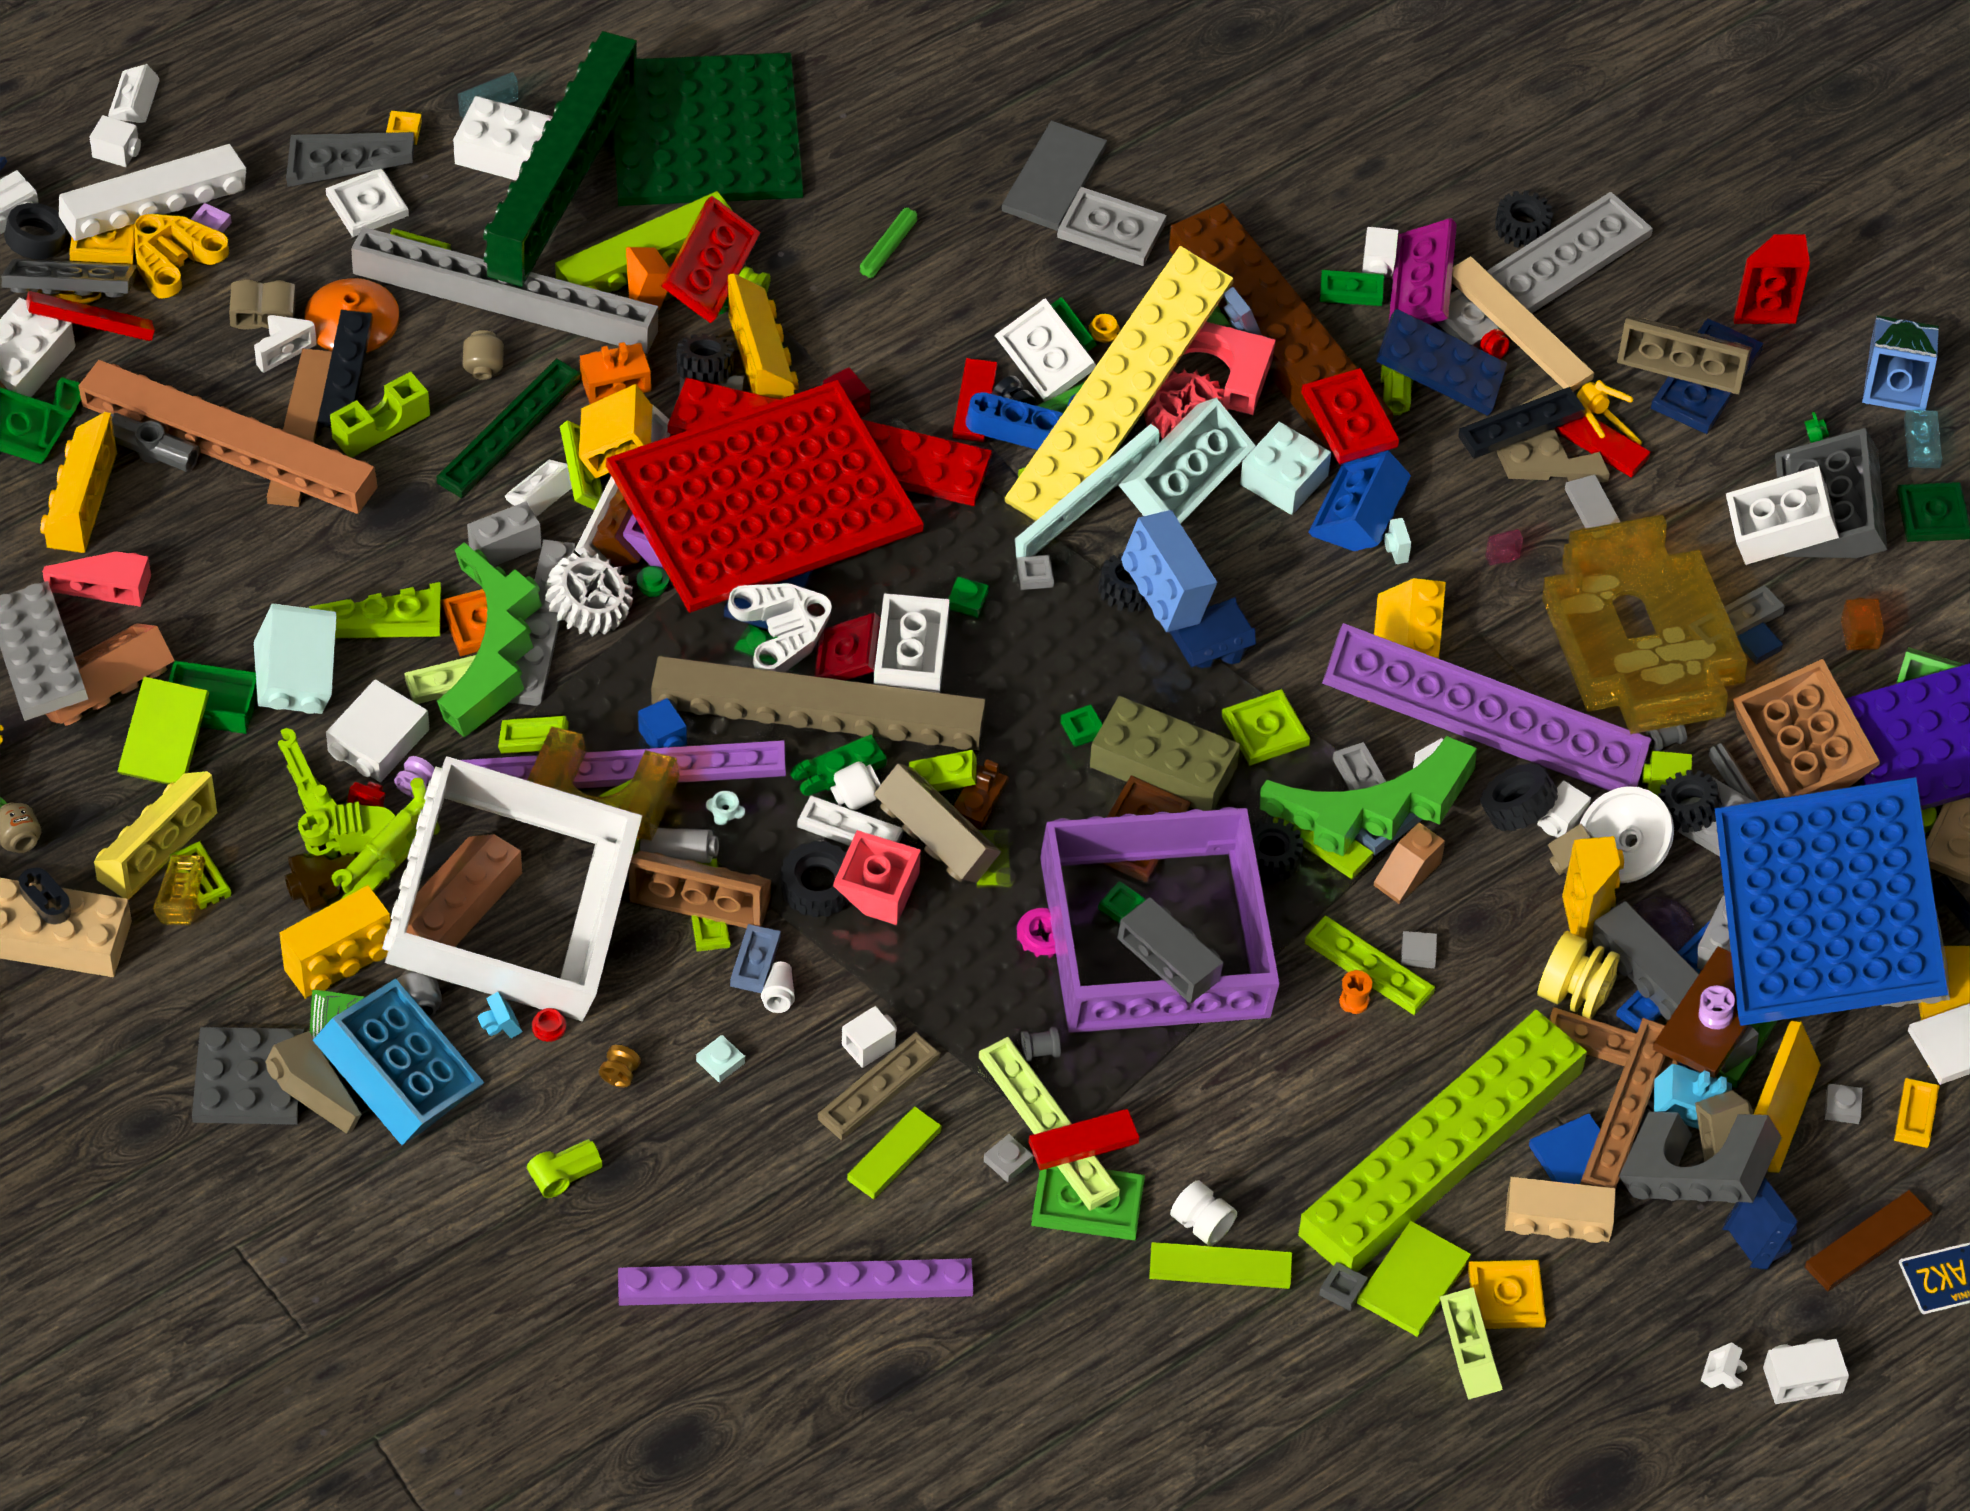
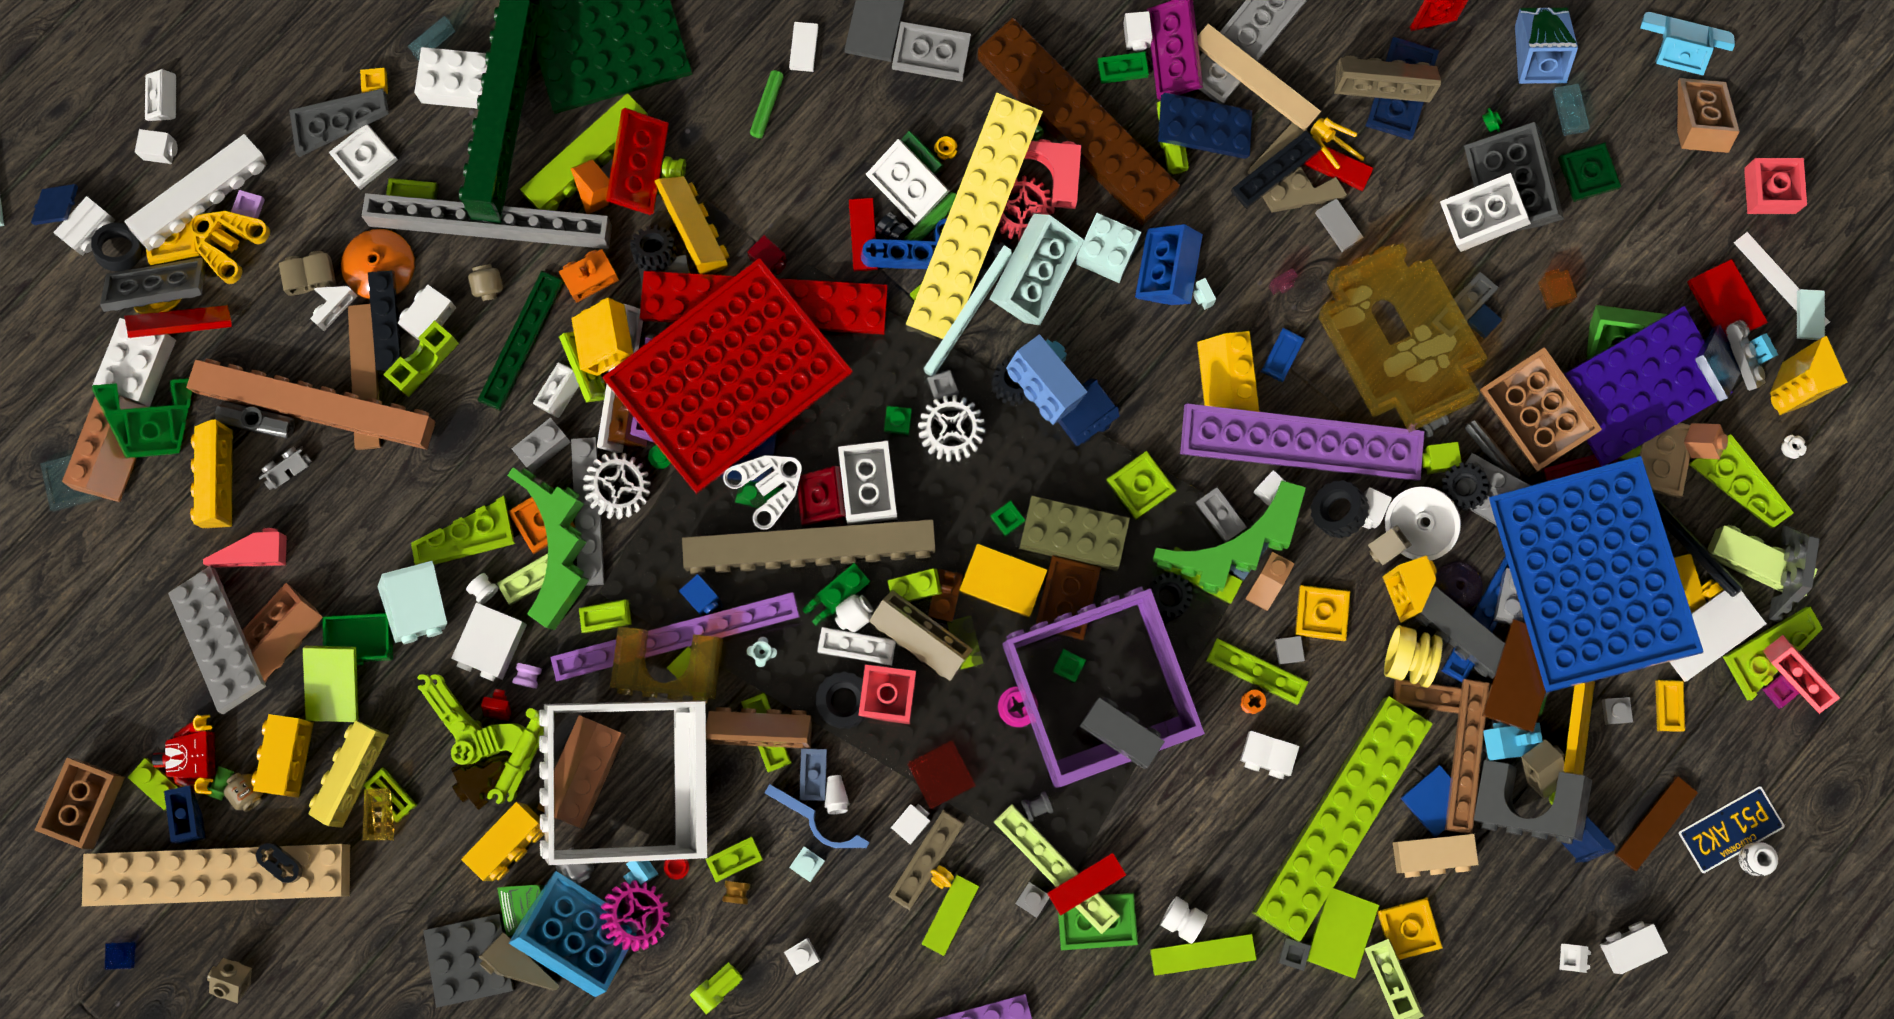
camera: 10 degrees left, 25 degrees up
(80, 793) = (282, 755): none -> yellow brick
(160, 500) = (276, 472): none -> light grey hinge
(384, 670) = (482, 588): none -> white wheel
(396, 363) = (427, 307): none -> white brick
(474, 1063) = (637, 925): none -> dark pink gear
(627, 1029) = (734, 859): none -> lime plate
(683, 844) = (738, 693): light grey brick -> none
(687, 1152) = (802, 956): none -> white brick
(735, 996) = (856, 842): none -> medium blue piece
(894, 1104) = (941, 877): none -> yellow plate
(923, 988) = (941, 774): none -> clear red tile
(951, 193) = (803, 46): none -> white tile
(1032, 624) = (959, 435): none -> white gear
(1057, 789) = (1003, 580): none -> yellow tile
(1240, 313) = (1050, 130): sand blue plate -> none
(1350, 416) = (1150, 202): red plate -> none
(1363, 1053) = (1270, 754): none -> white brick
(1472, 918) = (1322, 613): none -> yellow tile
(1486, 629) = (1282, 355): none -> blue tile
(1495, 343) = (1239, 97): red plate -> none
(1713, 999) = (1529, 676): lavender wheel -> none

